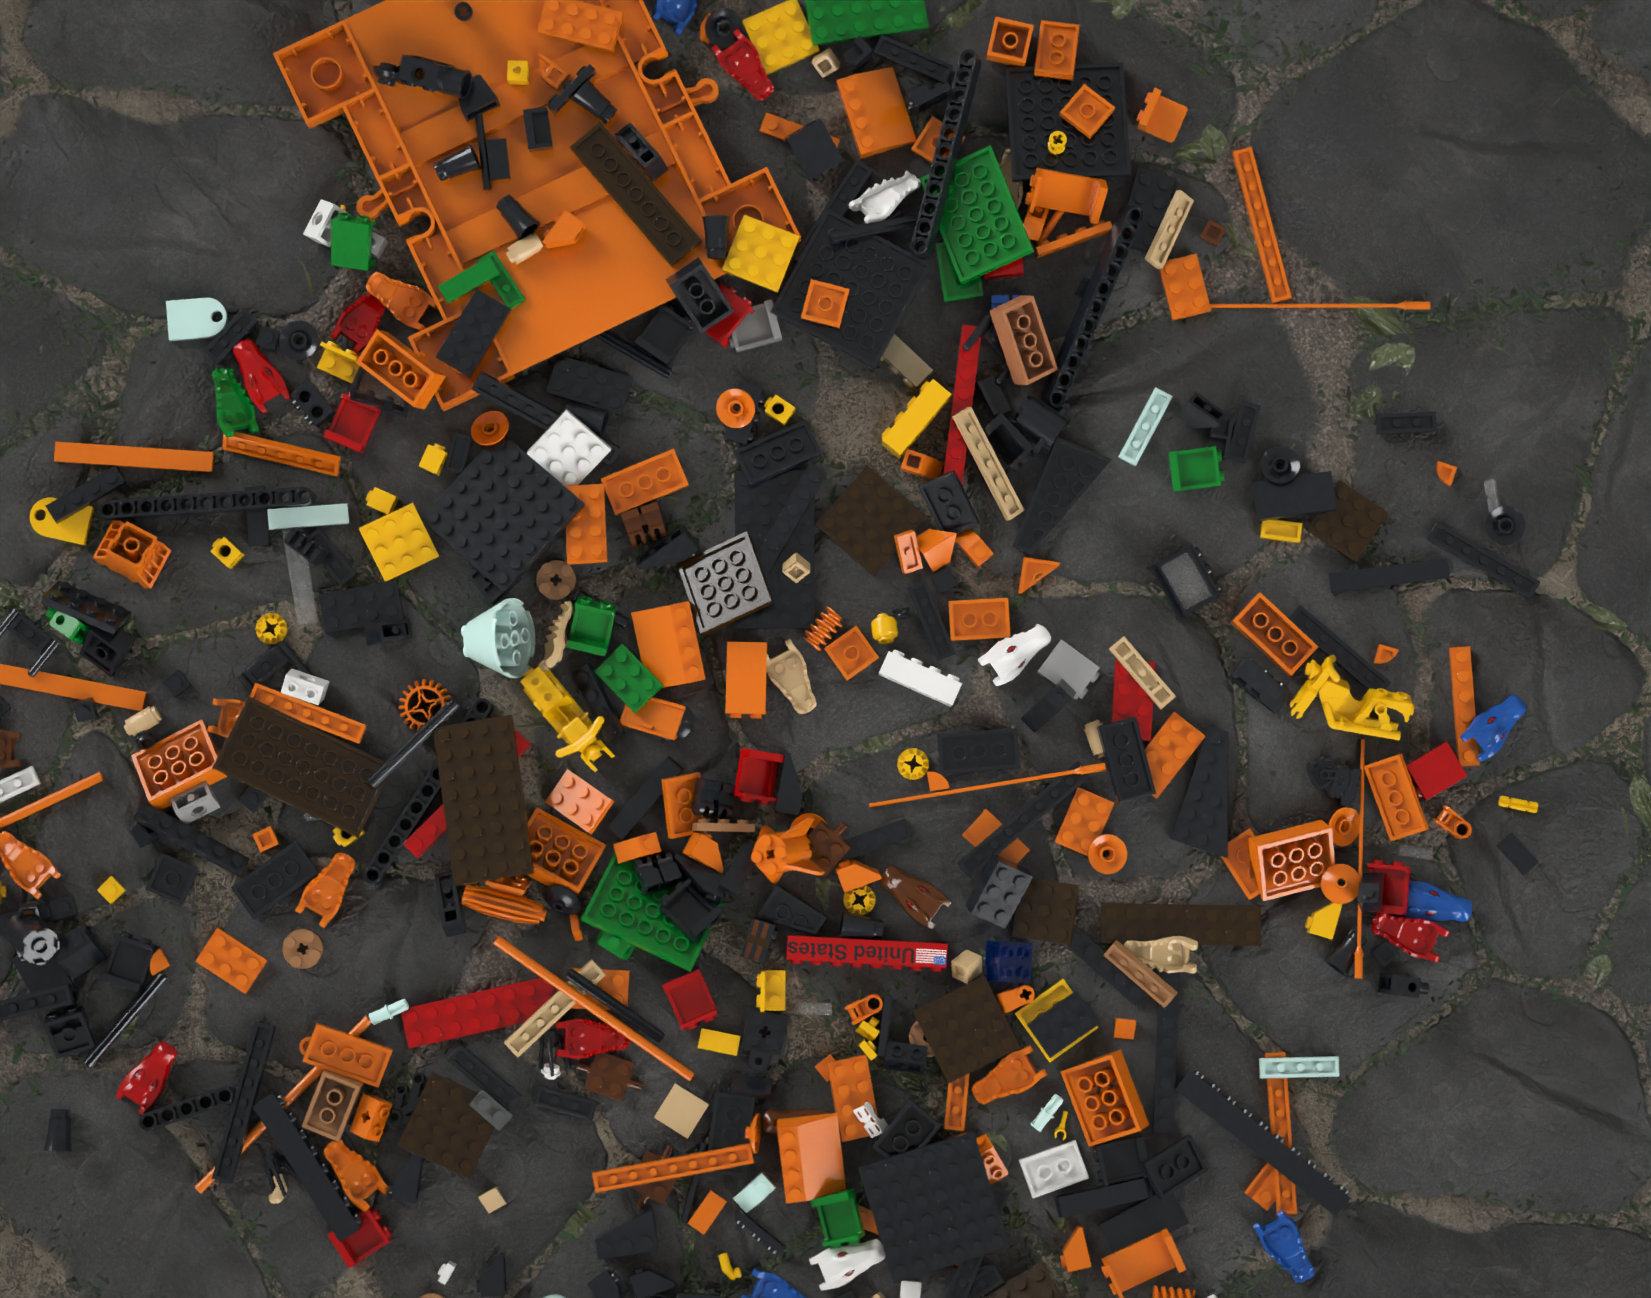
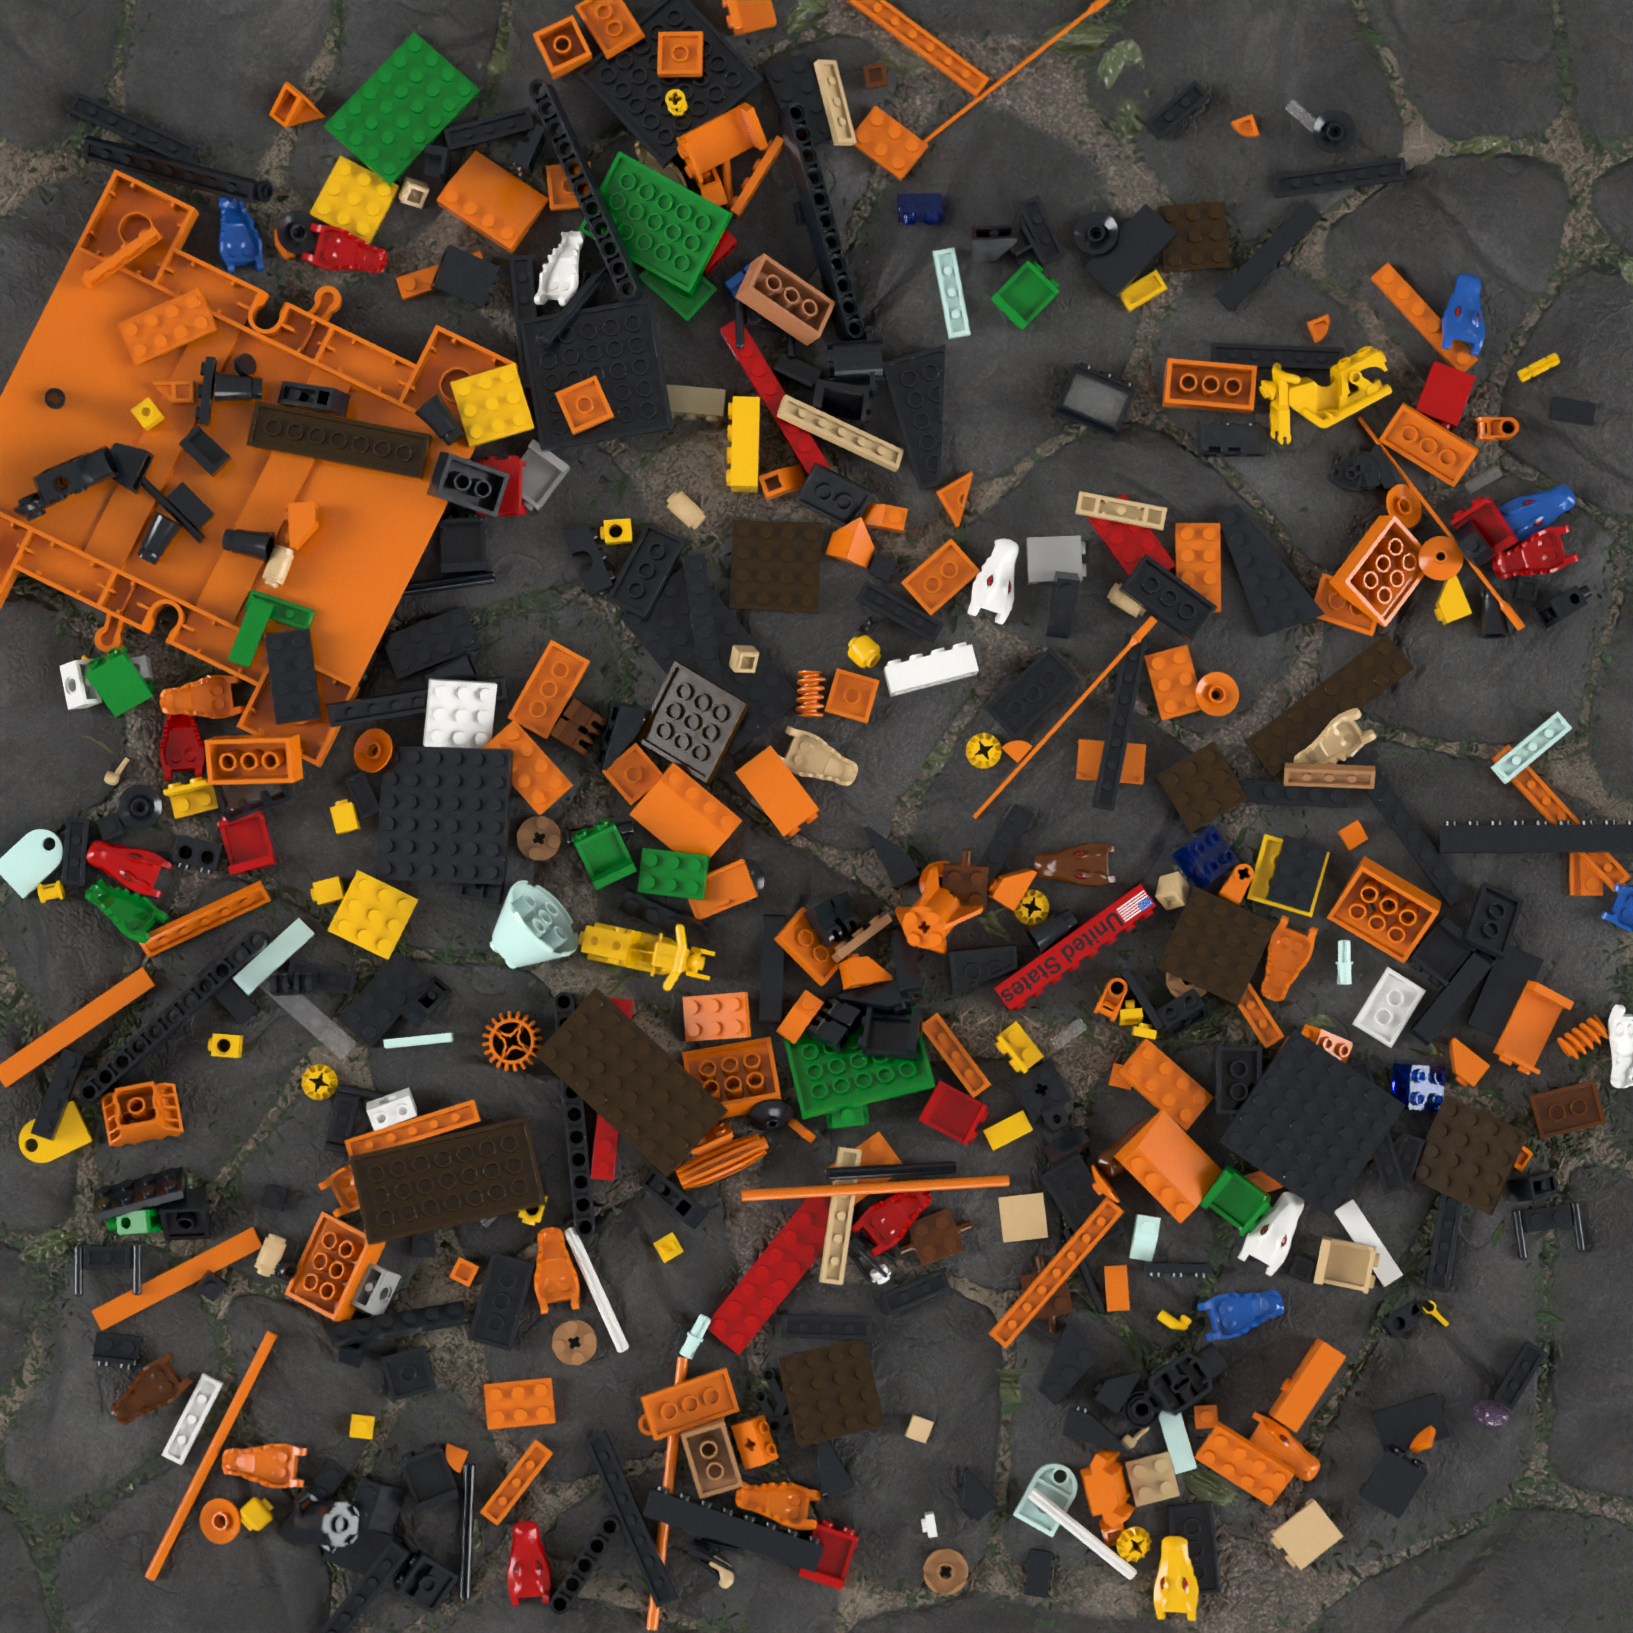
camera: 45 degrees left, 0 degrees up
(186, 1013) = (516, 1482): none -> orange plate
(191, 350) = (50, 891): none -> yellow bush
(296, 306) = (113, 778): none -> tan hand
(346, 925) = (596, 1289): none -> white axle
(361, 654) = (418, 1040): none -> light aqua tile
(413, 743) = (528, 1082): black axle -> none
(419, 934) = (668, 1247): none -> yellow tile
(490, 1110) = (855, 1350): dark grey plate -> none
(557, 639) = (582, 889): tan animal -> none
(613, 91) = (245, 364): none -> black tile
(656, 587) = (633, 774): none -> orange plate
(724, 960) = (955, 1055): none -> orange plate
(726, 408) = (575, 570): orange dish -> none
(757, 775) = (855, 869): red panel -> none
(758, 941) = (972, 1013): brick -> none
(839, 432) = (685, 510): none -> tan head
(881, 1123) = (1197, 1096): white piece -> none
(908, 551) = (831, 567): orange plate -> none
(999, 890) = (1148, 801): black brick -> none
(1030, 1241) = (1418, 1086): none -> clear blue bracket
(1062, 1125) = (1366, 964): yellow hand -> none
(1170, 350) = (919, 208): none -> clear blue bracket

